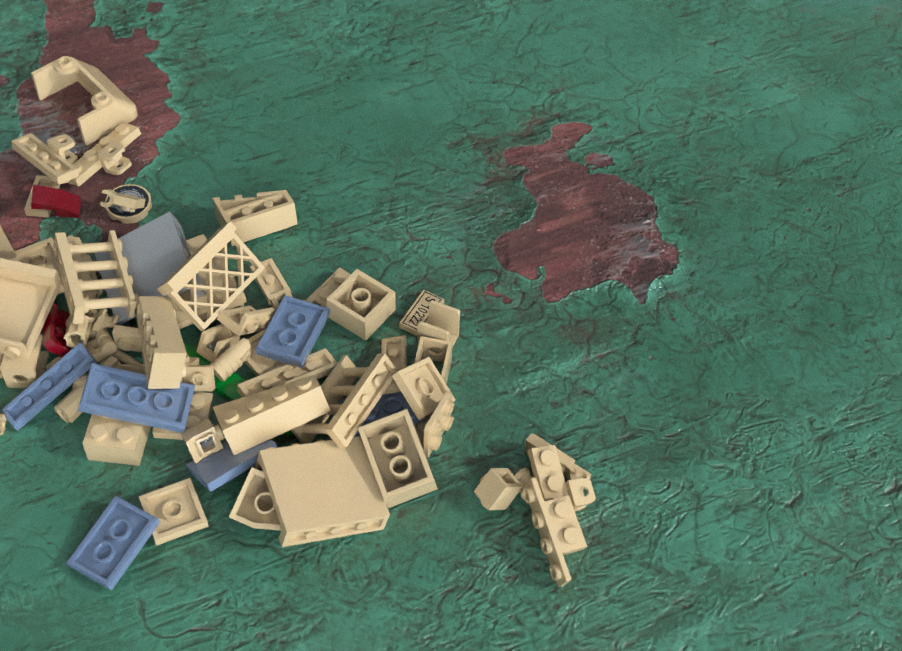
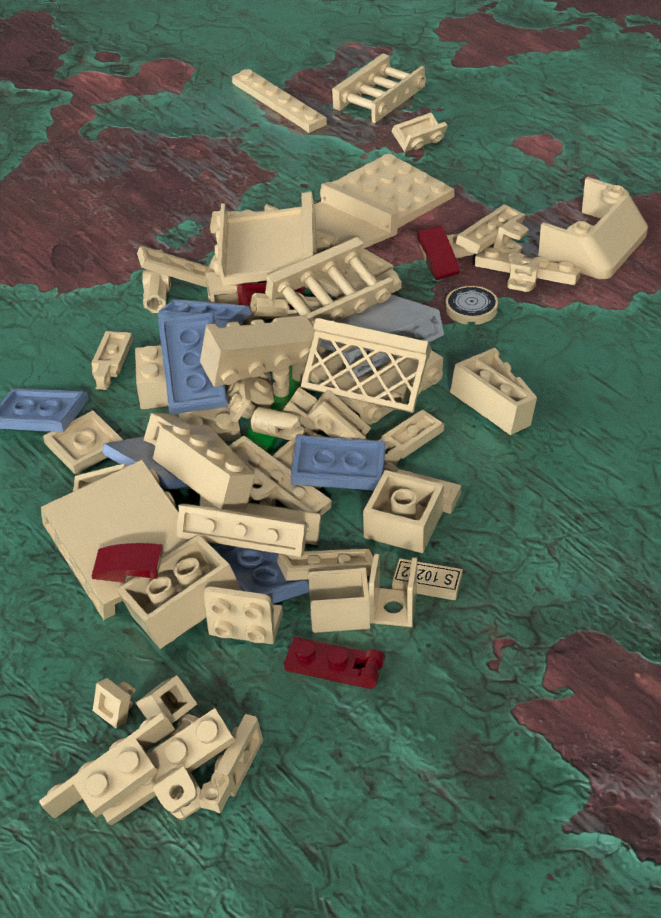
camera: 80 degrees right, 10 degrees down
(62, 474) = (110, 357): none -> tan hinge
(126, 201) = (461, 294): tan plate -> none
(369, 481) = (127, 559): none -> dark red slope
(421, 387) = (286, 579): tan plate -> none
(480, 387) = (334, 662): none -> dark red plate
(480, 526) = (113, 701): none -> tan tile

